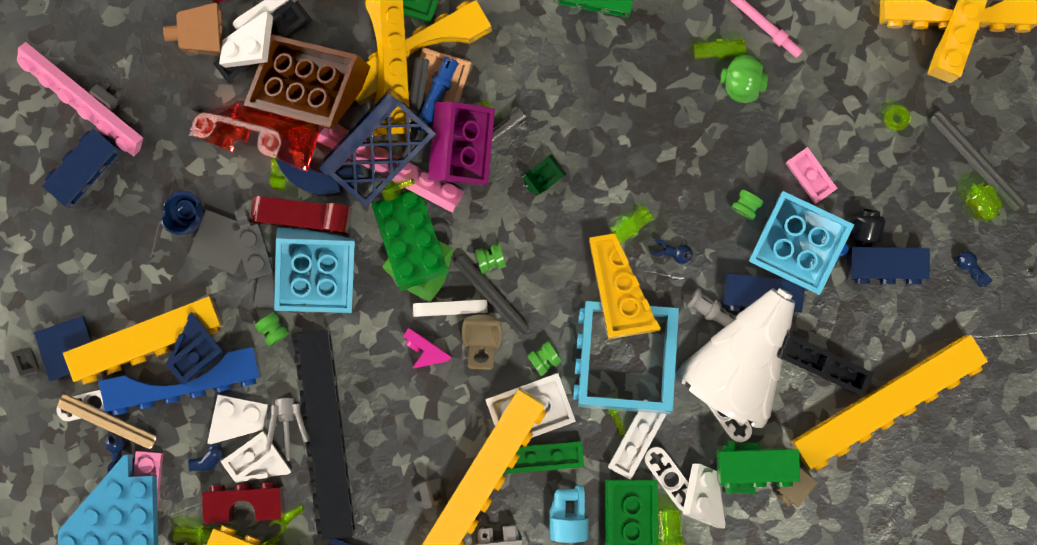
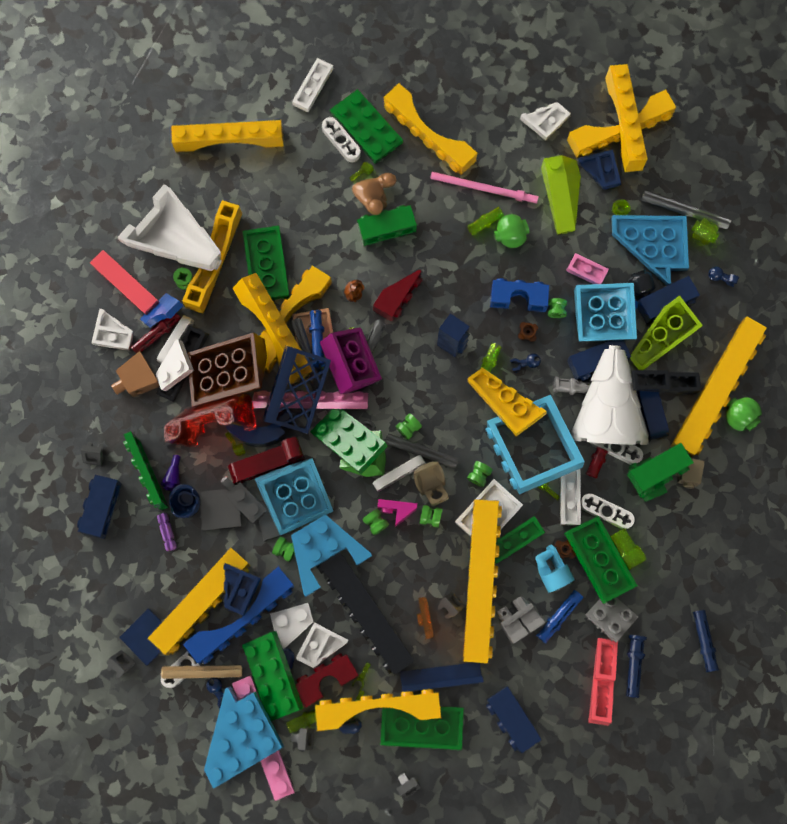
camera: 35 degrees left, 10 degrees down
(79, 99) = (75, 461): bright pink plate -> none
(146, 237) = (166, 531): none -> medium lavender axle
(154, 155) = (147, 476): none -> green plate
(182, 176) = (171, 477): none -> dark purple cone
(184, 468) = (272, 676): none -> green plate
(285, 410) = (322, 599): light grey plant -> none
(312, 344) = (317, 544): none -> dark azure wing
(389, 495) = (424, 618): none -> clear orange plate
(390, 191) = (318, 415): clear neon green hand -> none
(393, 352) = (375, 522): none -> bright green wheel
(456, 374) = (426, 515): none -> bright green wheel
(512, 56) = (354, 290): none -> dark orange plate
(543, 175) = (415, 355): dark green bracket -> none
(556, 89) = (392, 298): none -> dark red slope
(590, 501) = (569, 553): none -> reddish brown plate
(599, 178) = (453, 336): none -> dark blue brick
(691, 416) = (597, 462): none -> dark red pin
(695, 207) = (528, 327): none -> reddish brown plate
(704, 497) = (635, 510): white wing -> none
(730, 173) = (534, 293): none -> blue arch
(789, 396) = (653, 414): none -> dark blue beam
(841, 51) = (562, 187): none -> lime wedge
(868, 302) = (668, 330): none -> lime wedge
(899, 449) = (743, 413): none -> bright green plant
(902, 55) = (602, 169): none -> dark blue wing
(914, 182) = (655, 242): none -> dark azure wing

